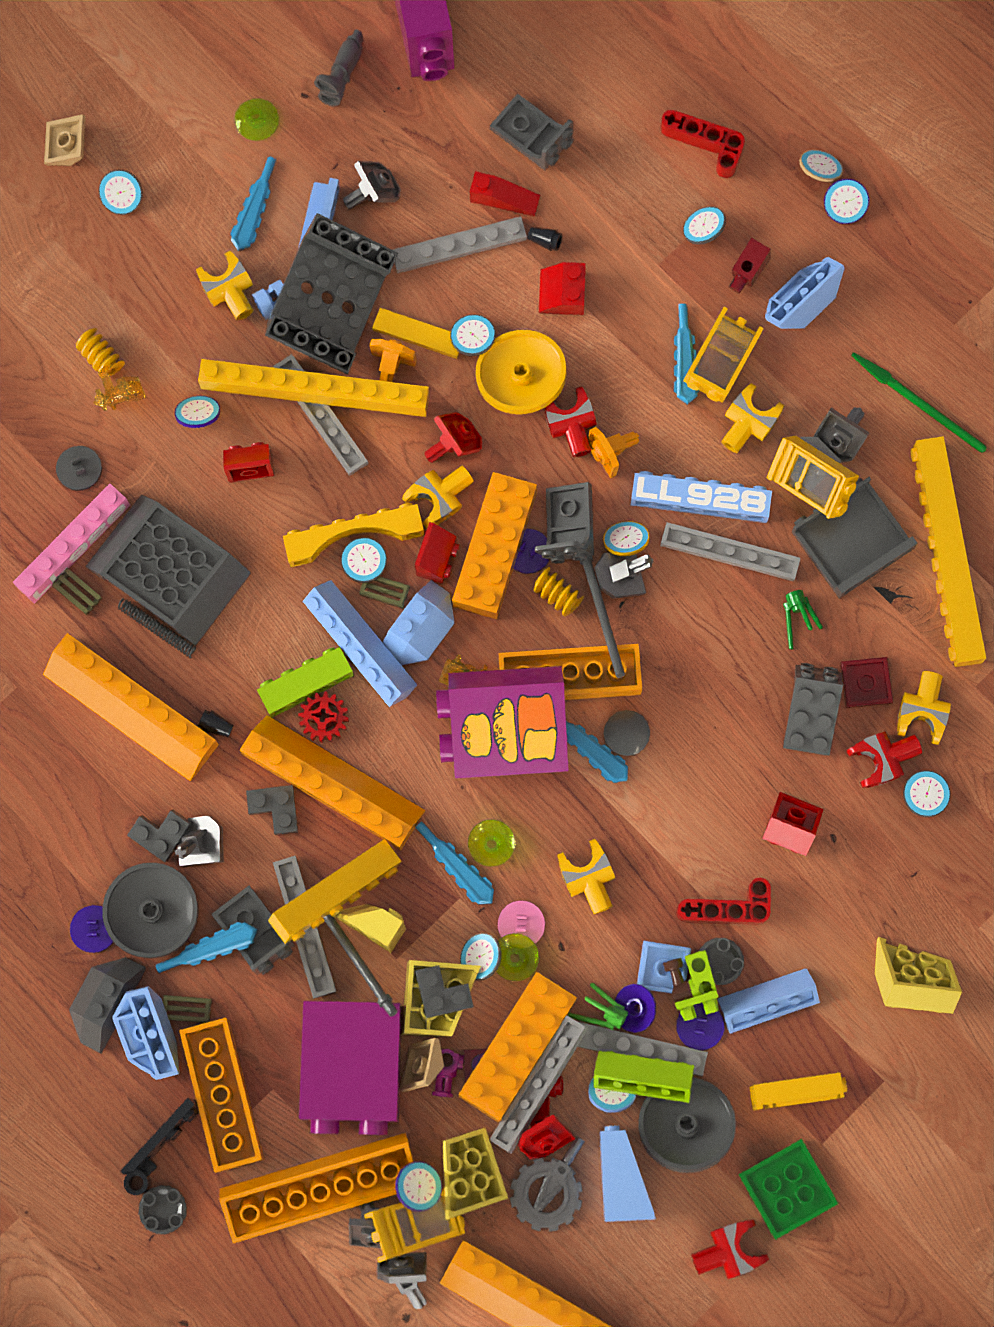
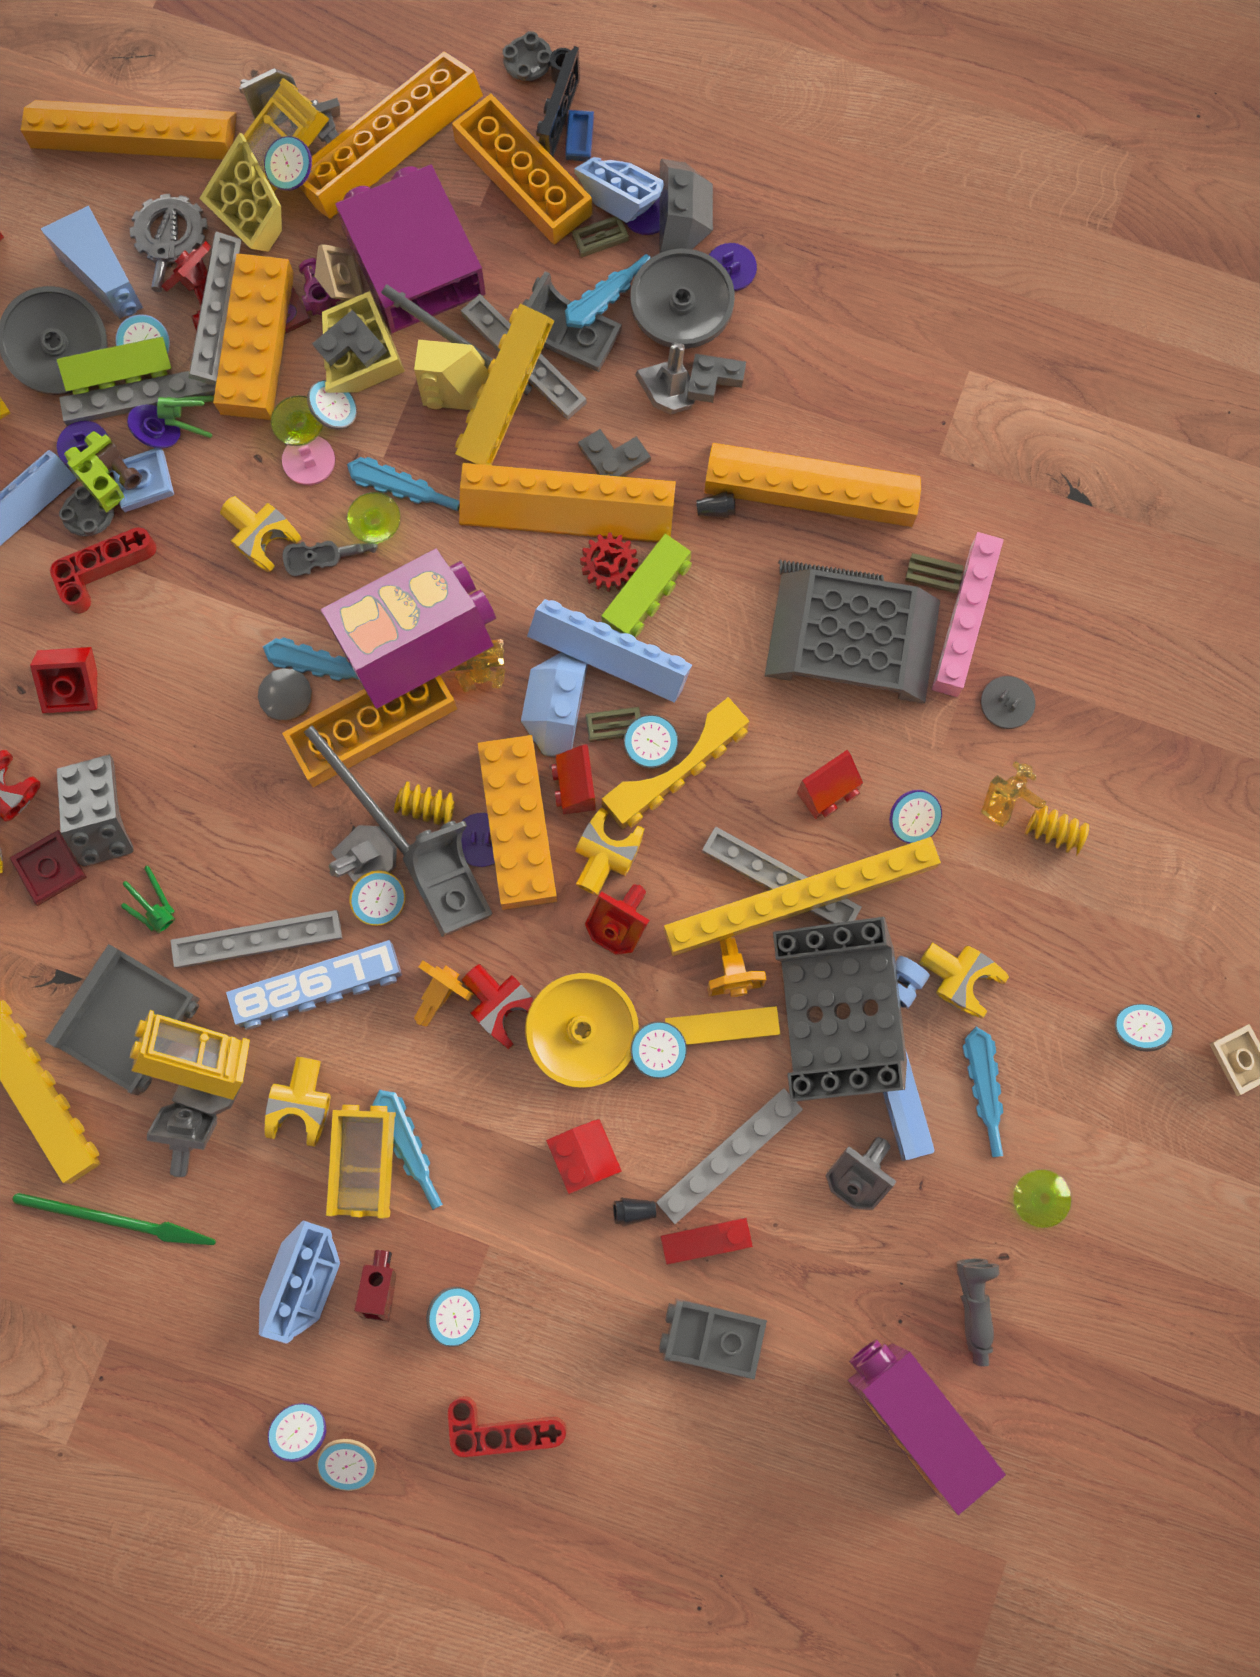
camera: 150 degrees right, 0 degrees up
(156, 1112) = (579, 135): none -> blue tile
(563, 838) = (301, 559): none -> dark grey piece

